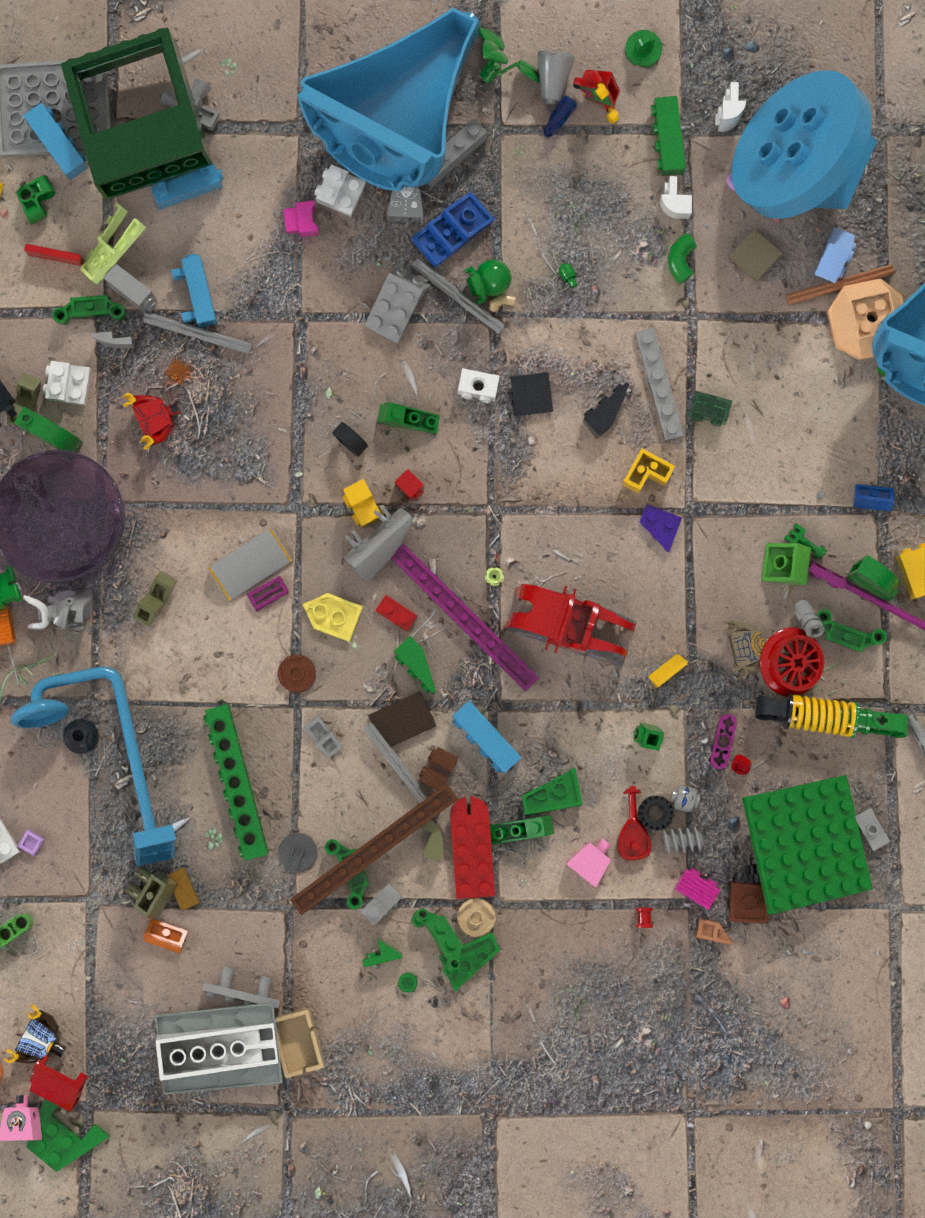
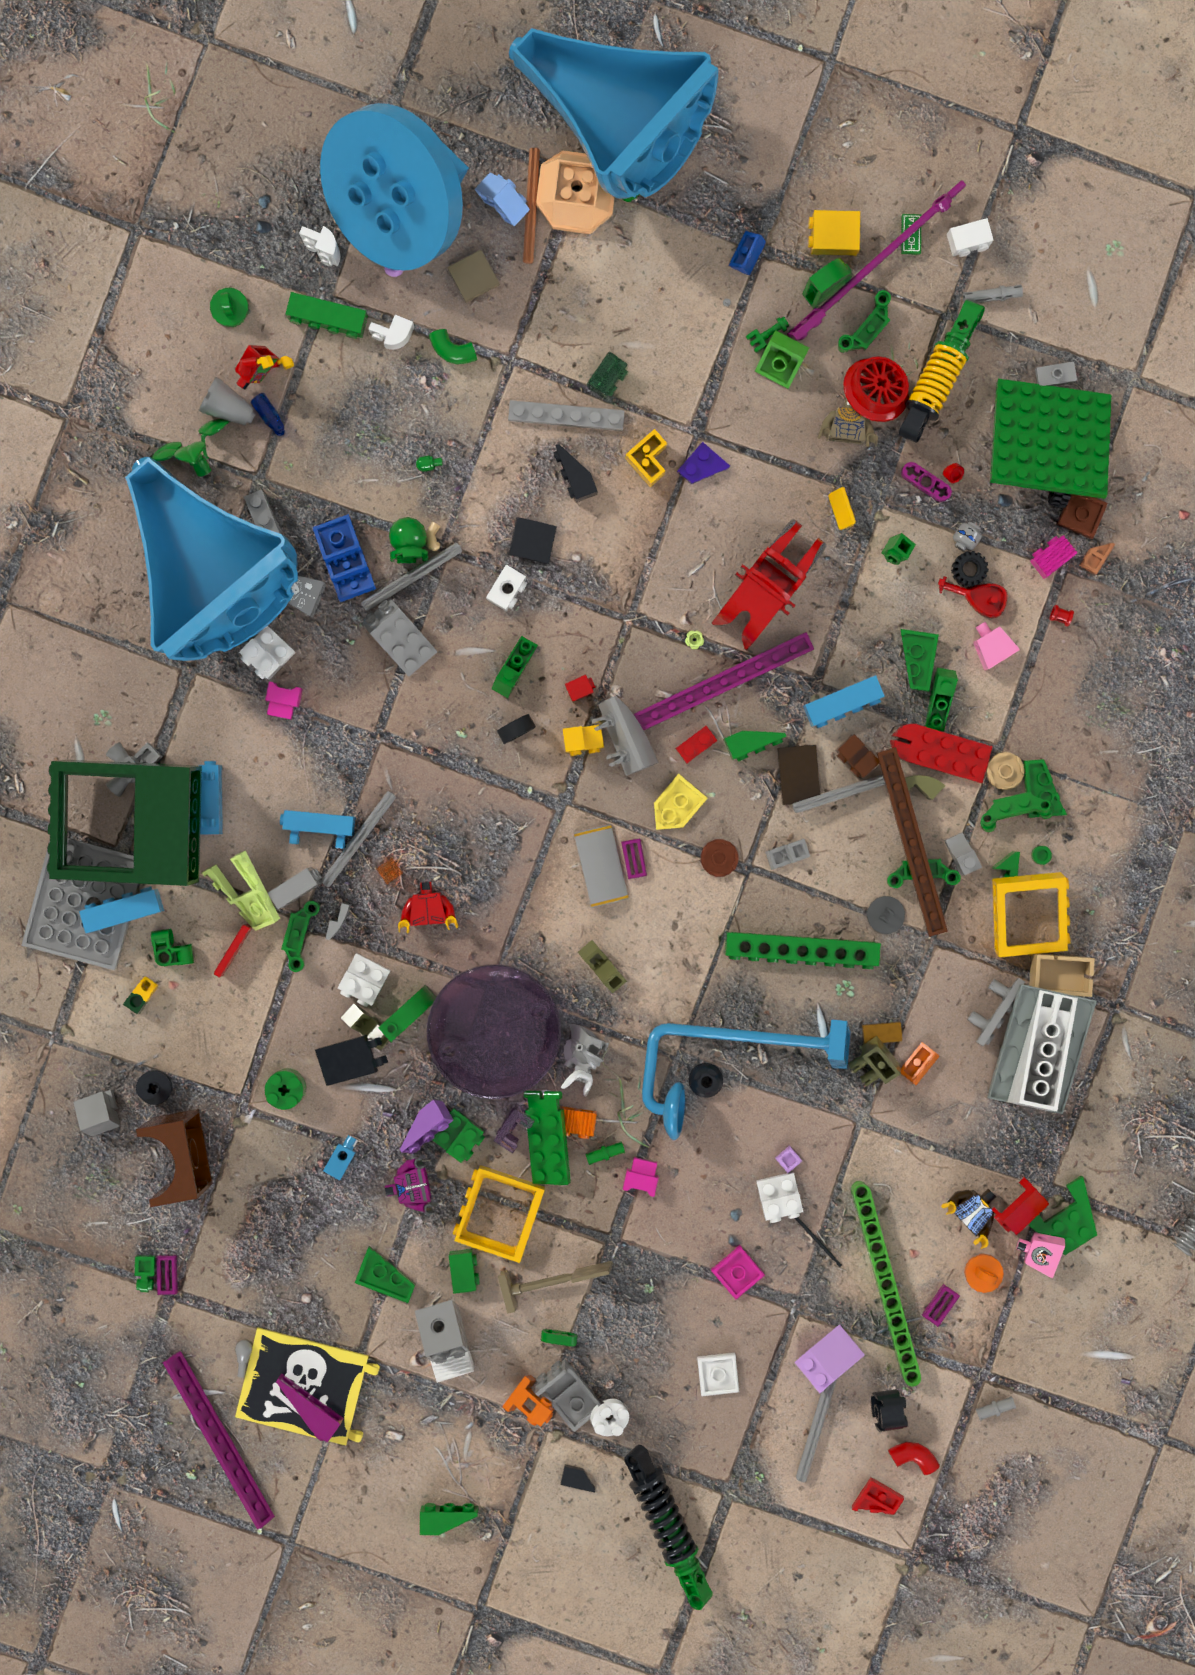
camera: 70 degrees left, 5 degrees up
(374, 977) = (1024, 883): none -> yellow piece
(683, 839) = (1004, 552): light grey piece -> none
(810, 621) = (838, 358): light grey axle -> none

